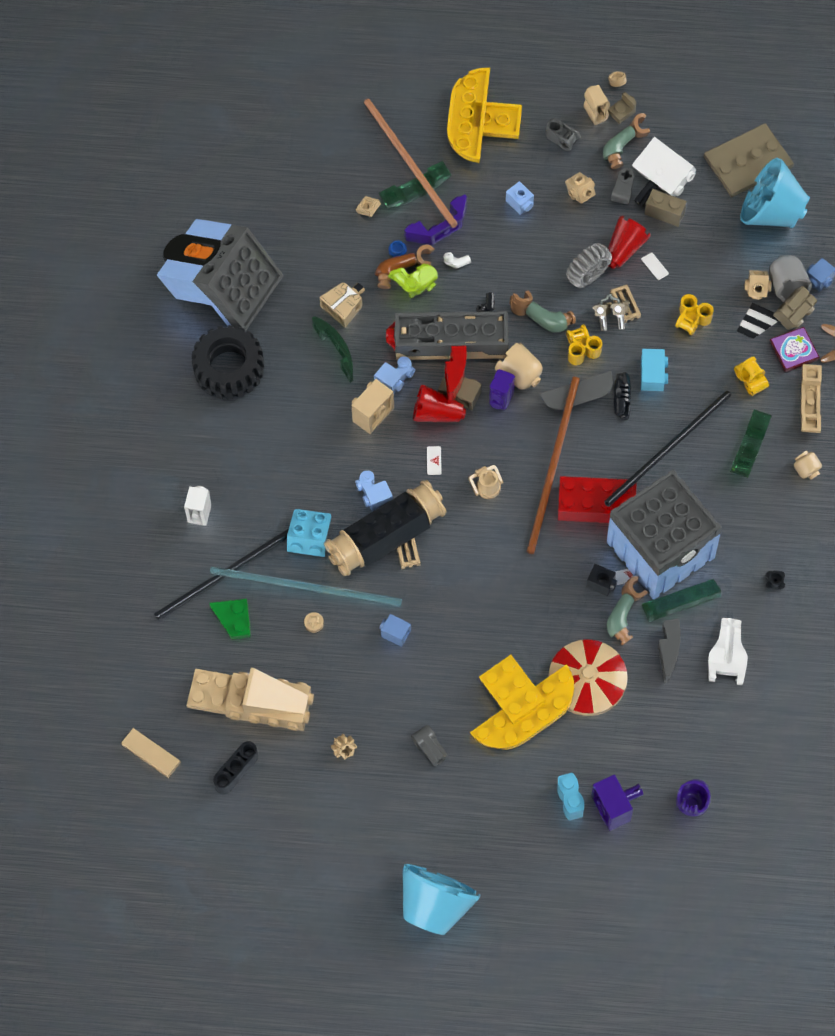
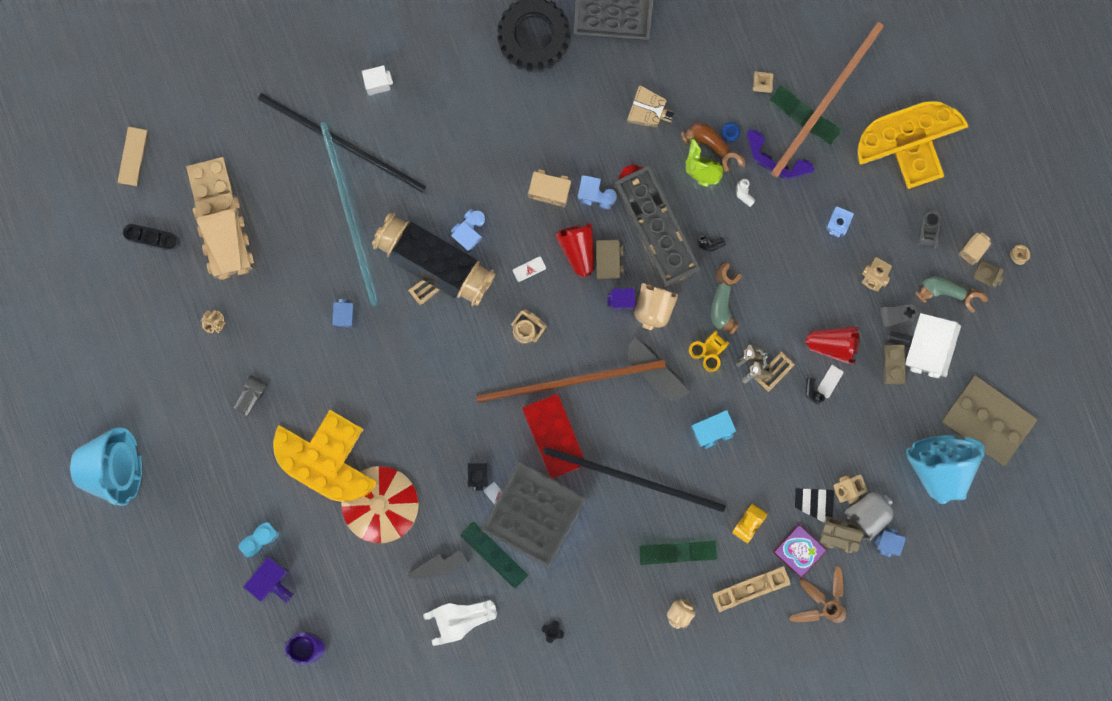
camera: 65 degrees right, 20 degrees up
(233, 617) = (290, 165): green wing -> none
(308, 532) = (401, 191): medium azure bracket -> none
(313, 622) = (319, 238): tan tile -> none
(325, 330) = (585, 144): clear green slope -> none
(455, 371) = (616, 249): red slope -> none
(589, 265) = (791, 321): light grey gear -> none
(617, 620) = (446, 506): piece -> none
(622, 395) = (675, 411): black hinge -> none
(658, 282) = (811, 393): none -> black arm
(692, 316) = (787, 440): yellow piece -> none

